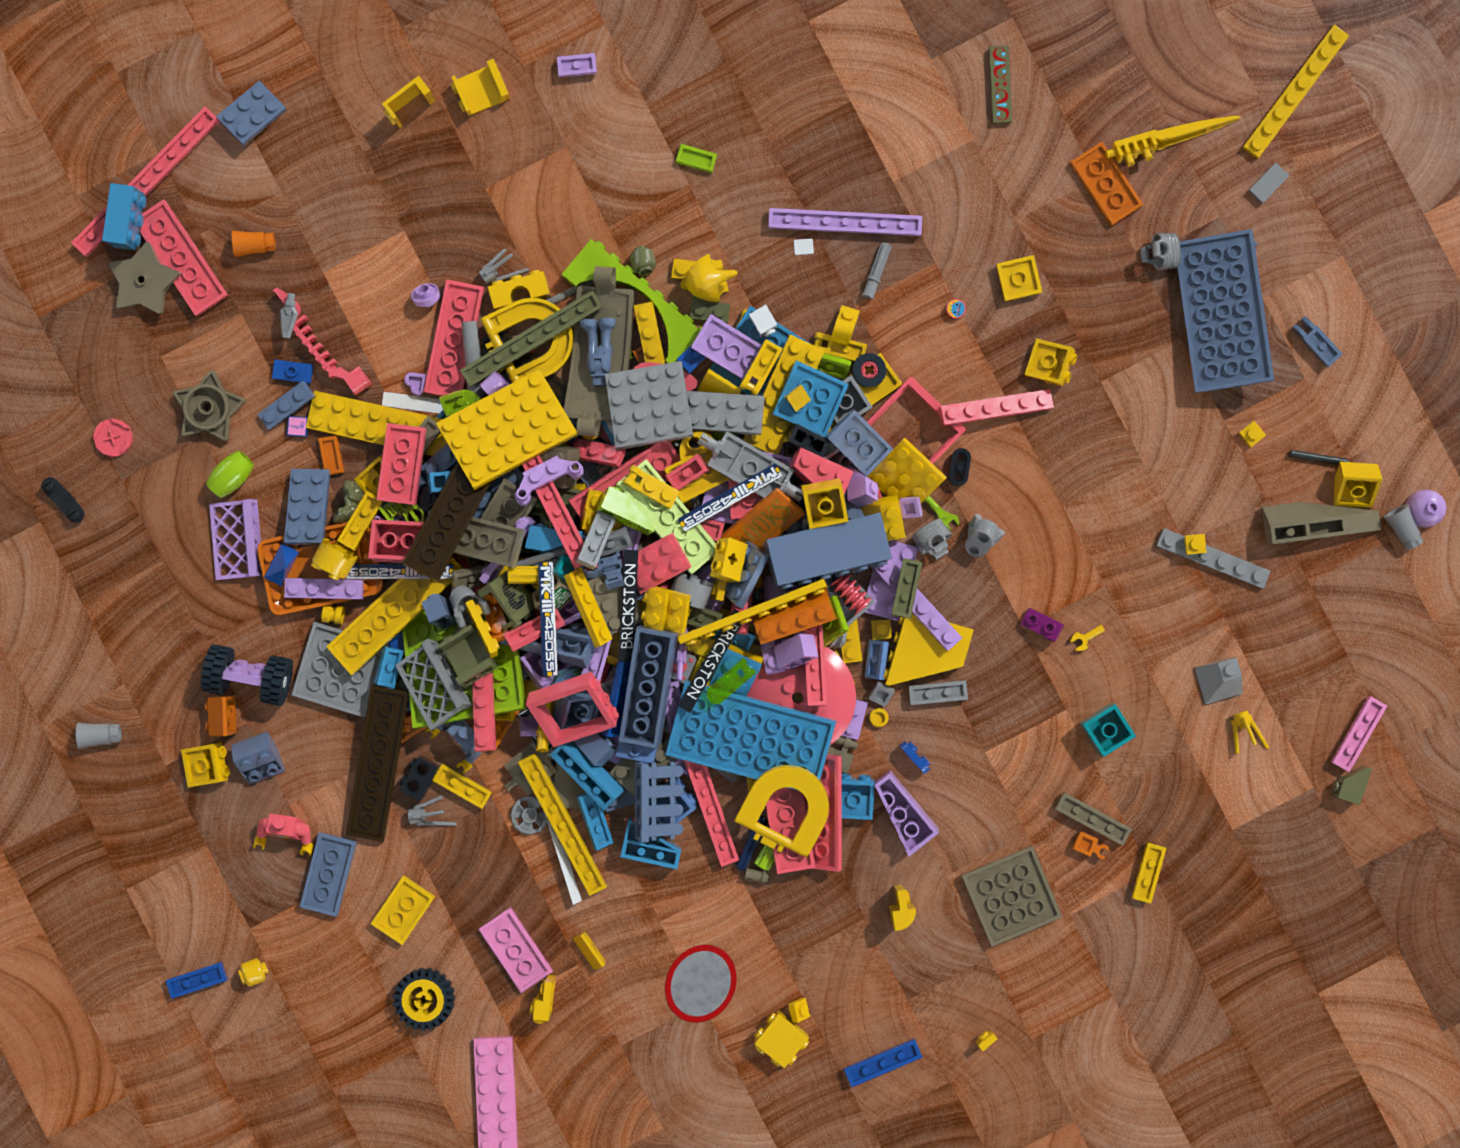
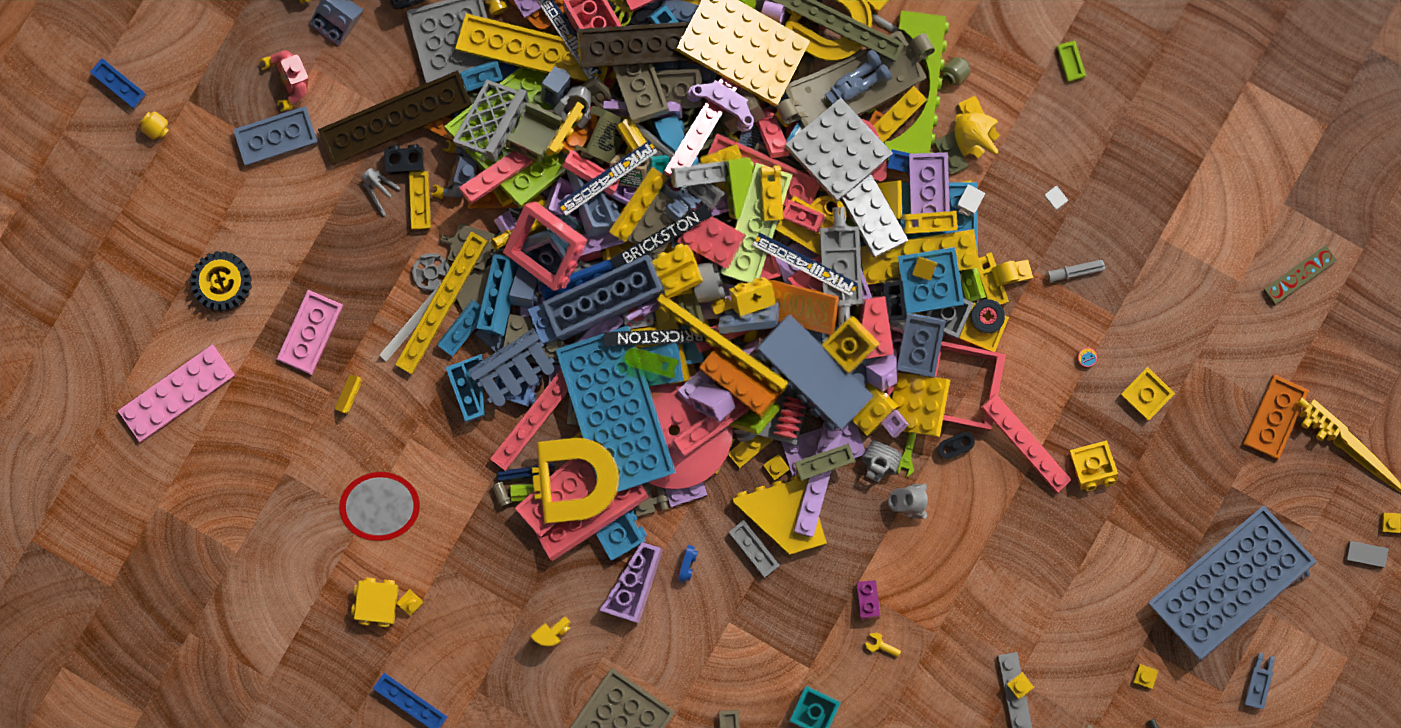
camera: 55 degrees right, 5 degrees down
(403, 910) = (284, 216): yellow plate -> none
(543, 1003) = (279, 383): yellow plate -> none
(845, 222) = (1099, 218): lavender plate -> none
(876, 659) = (748, 478): medium blue plate -> none
(878, 717) = (700, 512): yellow tile -> none
(881, 693) = (722, 501): light grey plate -> none
(1165, 250) = (1253, 503): light grey piece -> none

